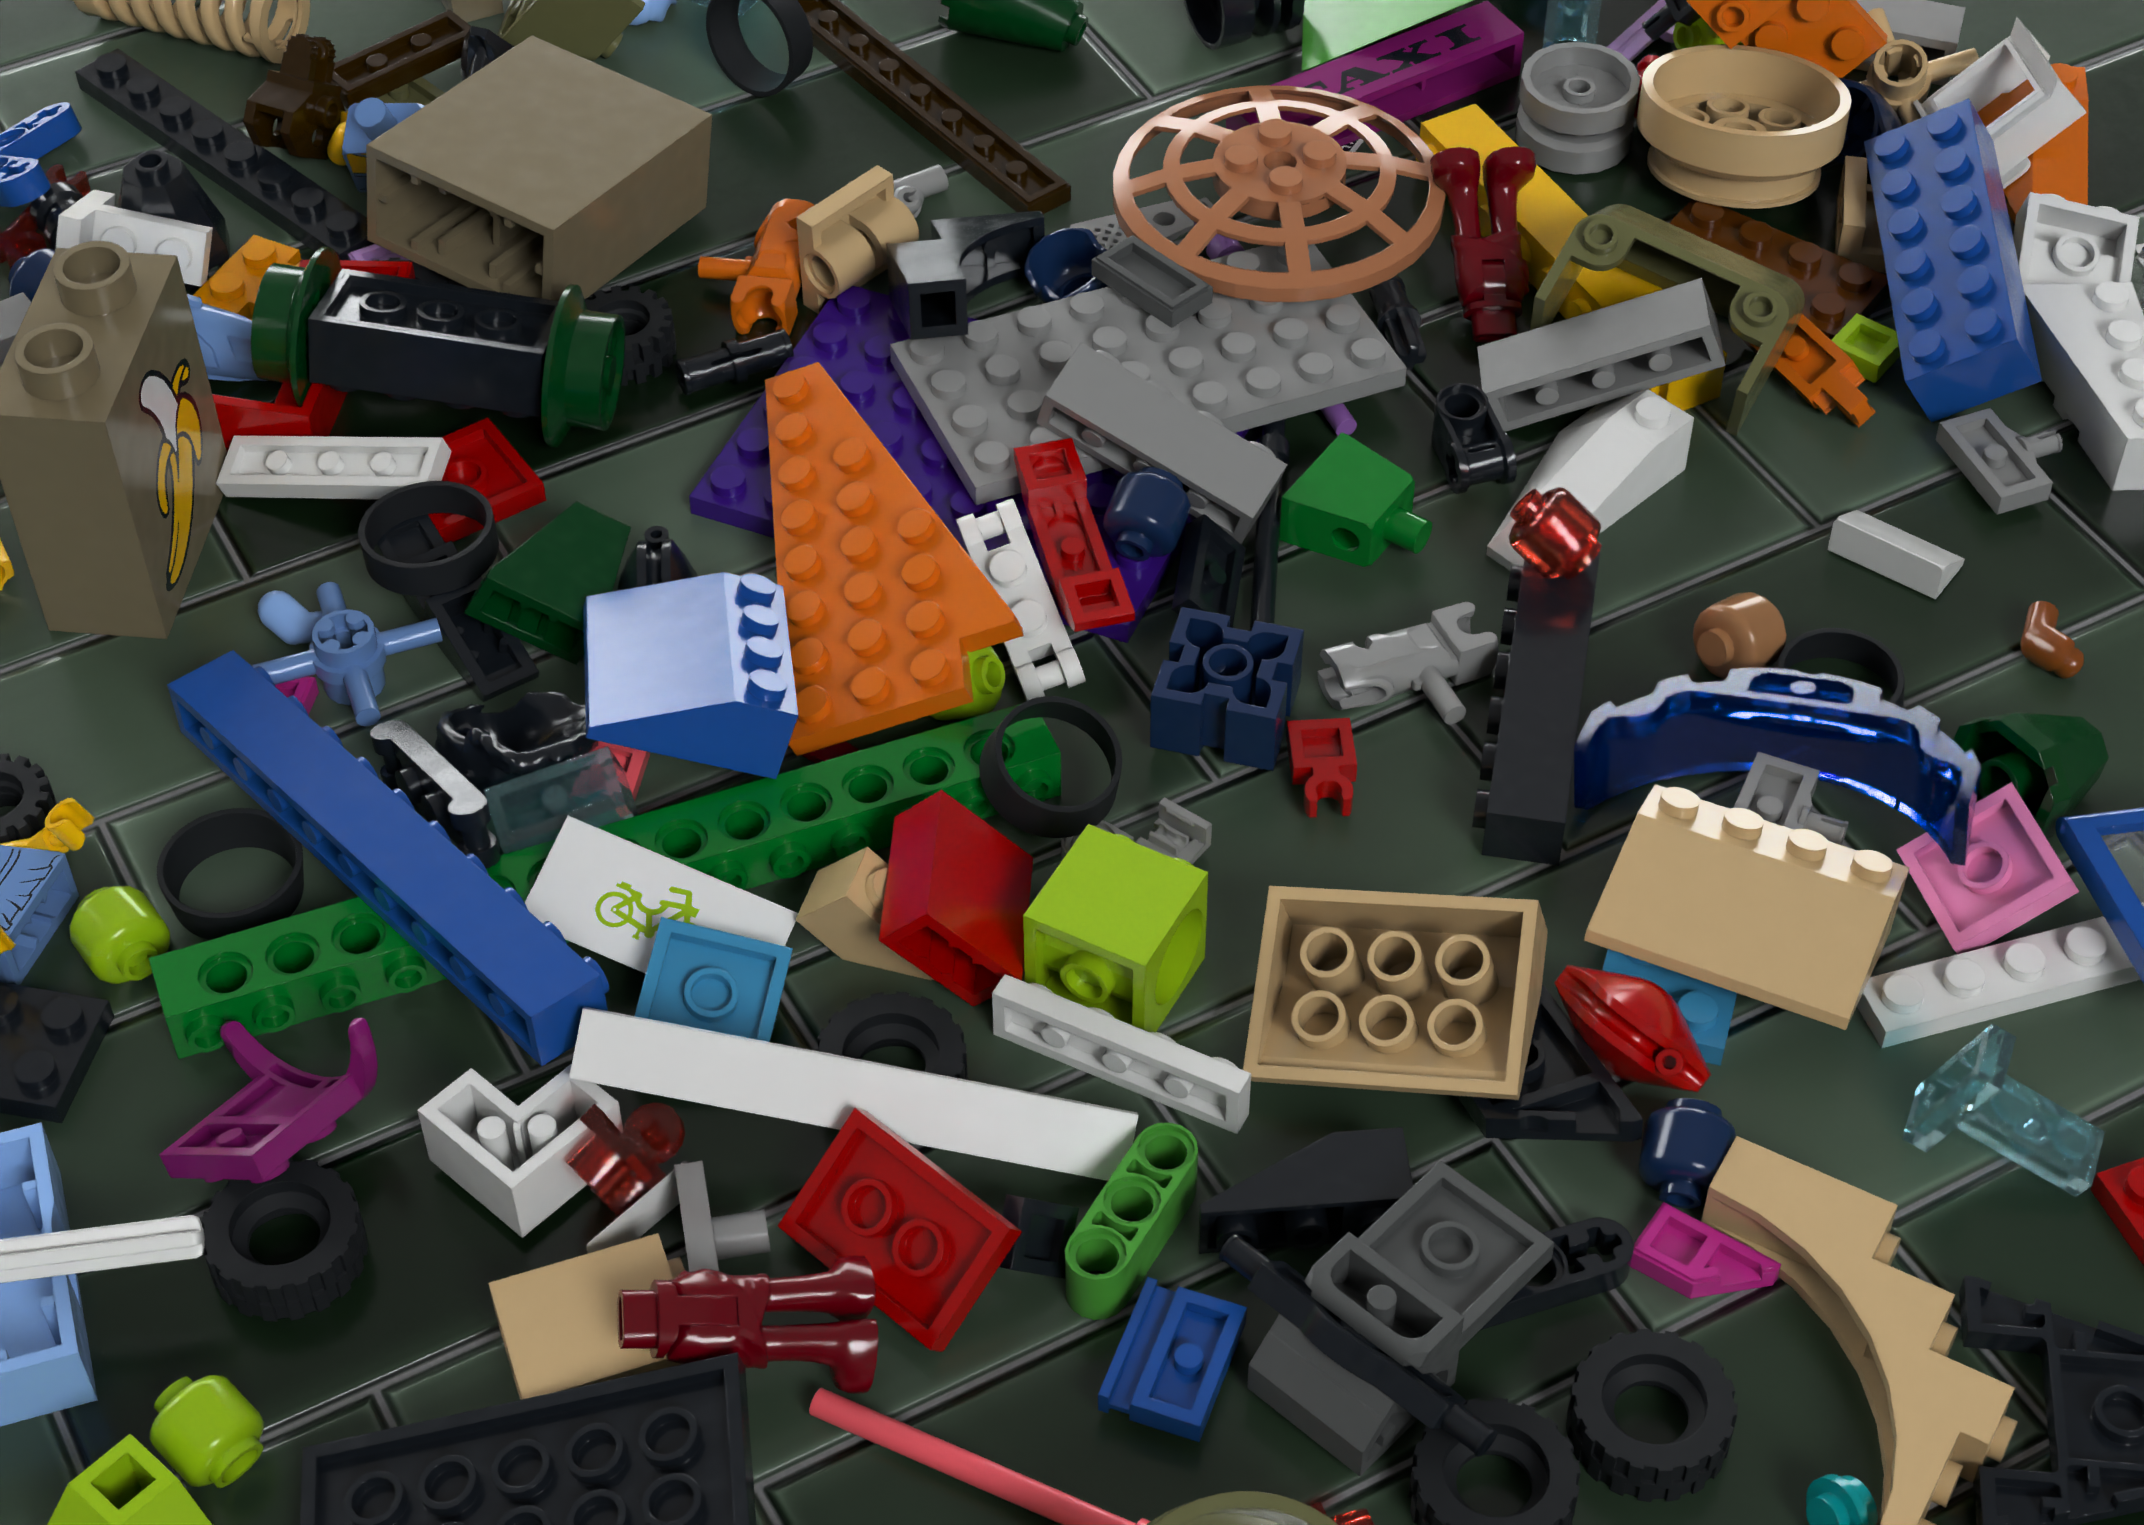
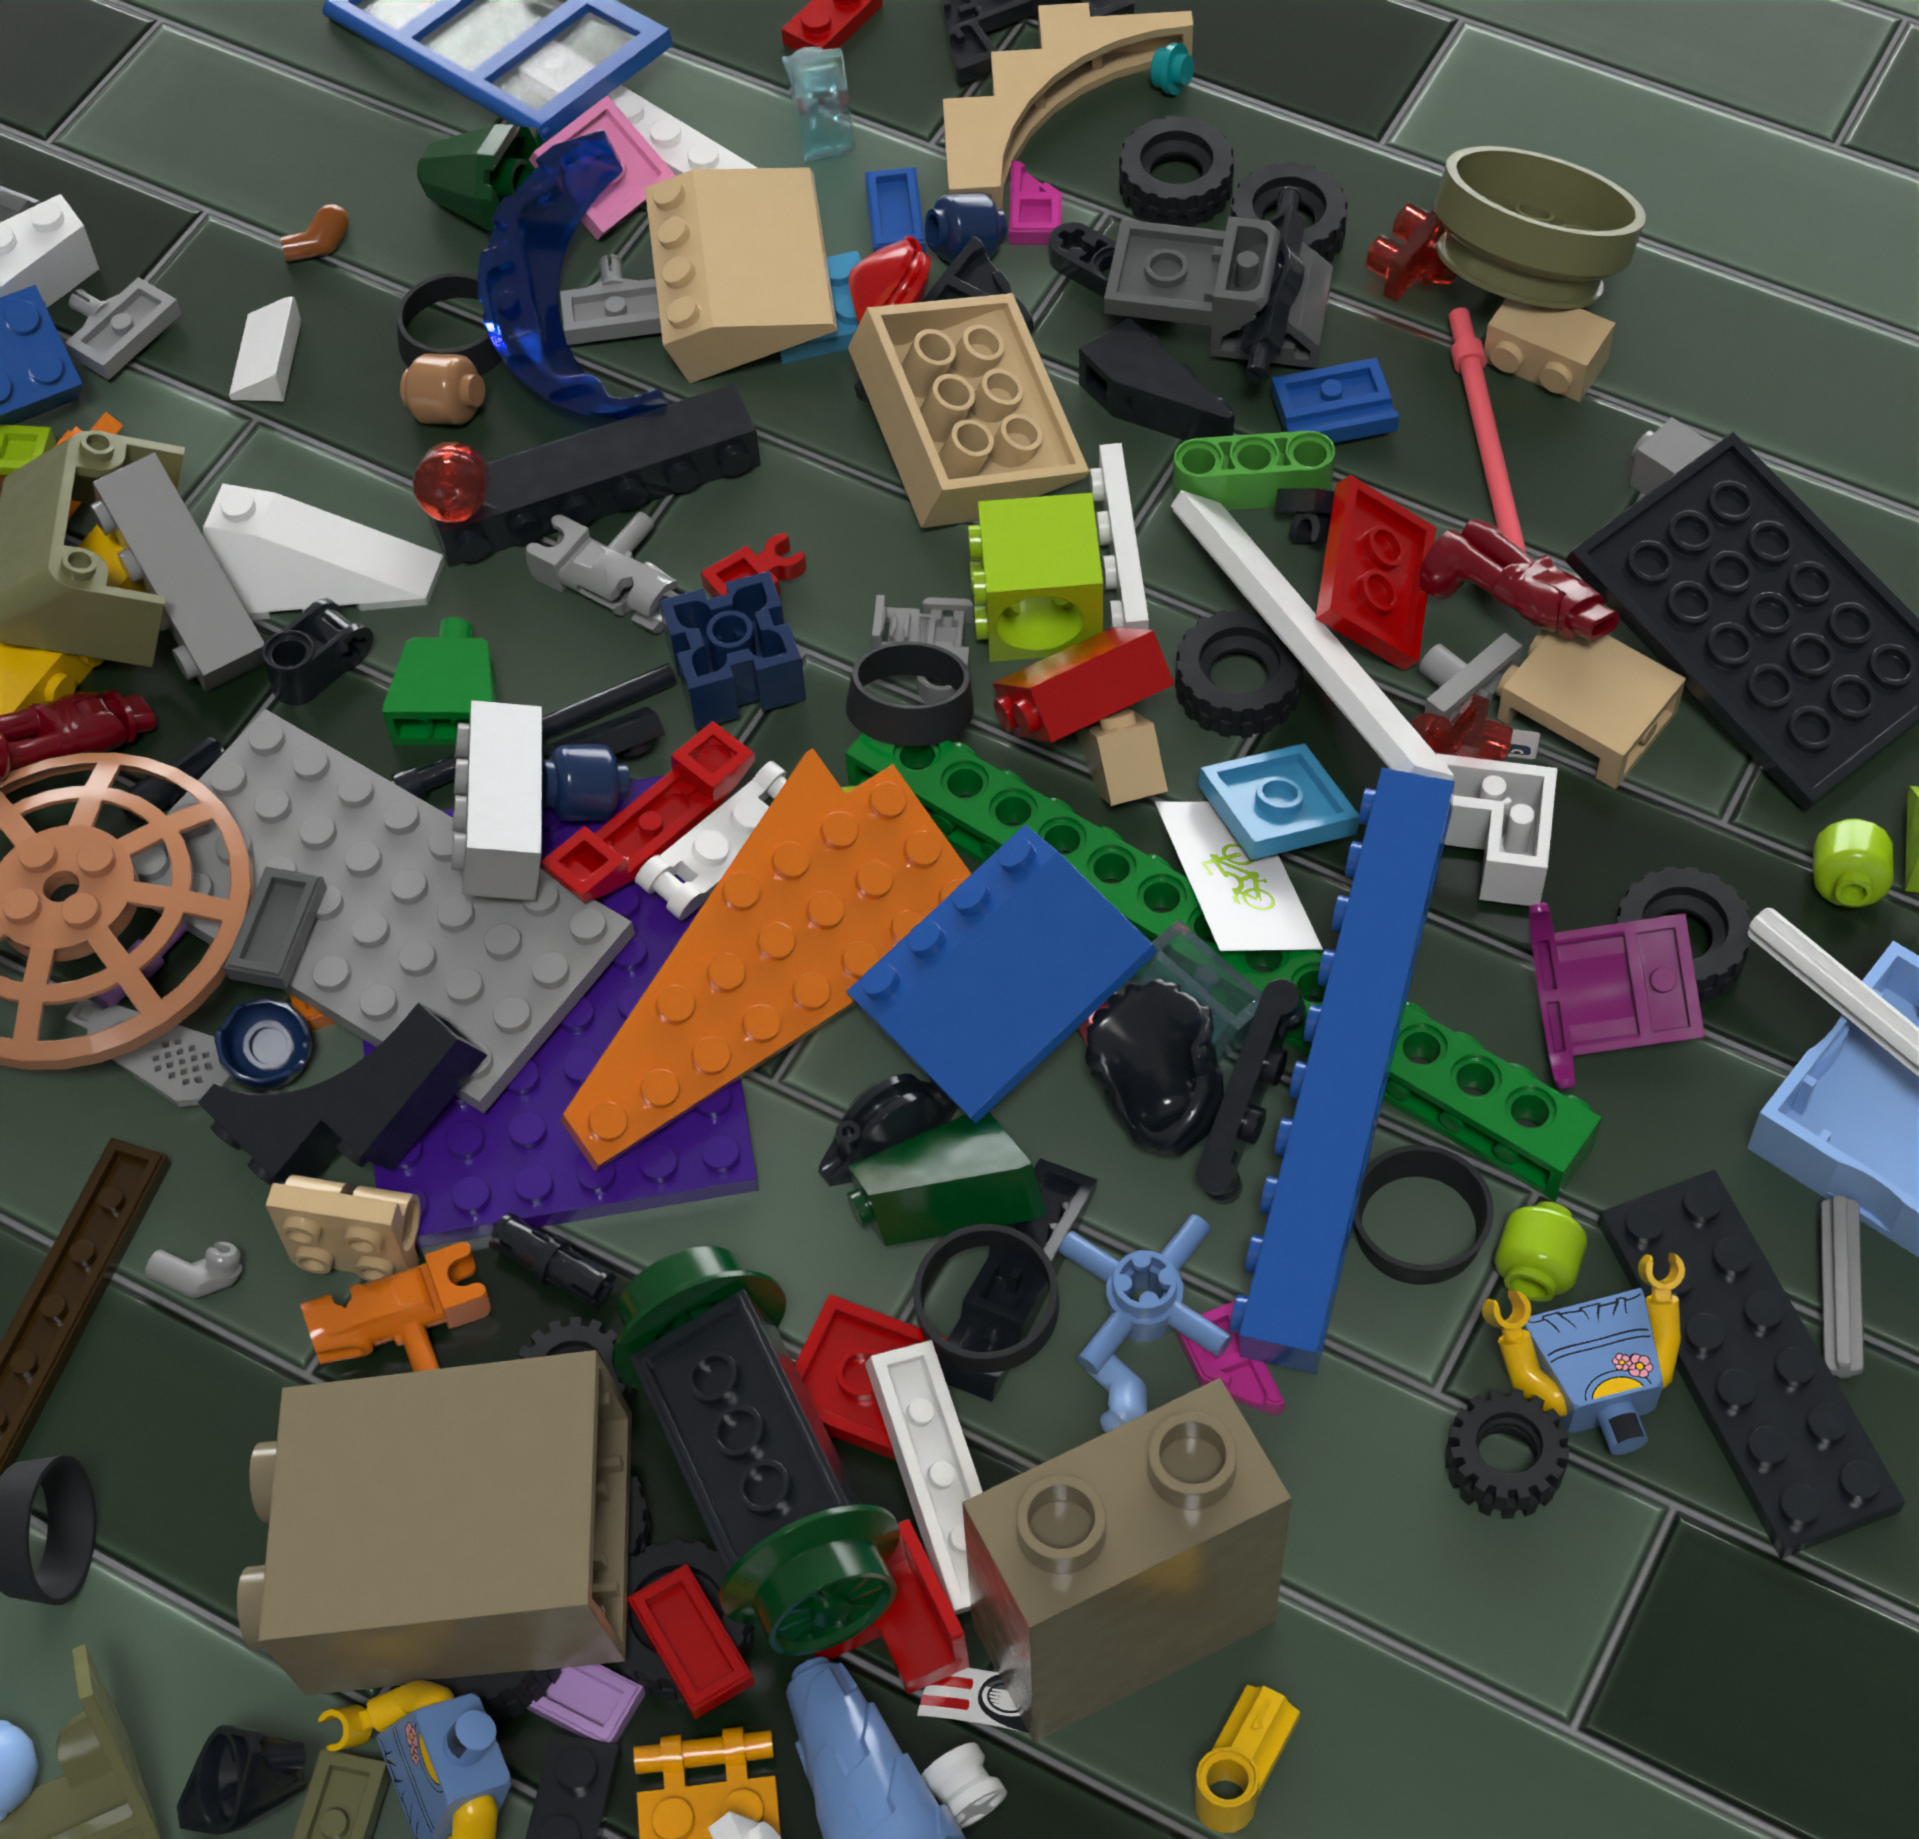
camera: 120 degrees left, 10 degrees up
(1780, 1120) = (894, 206): none -> blue tile

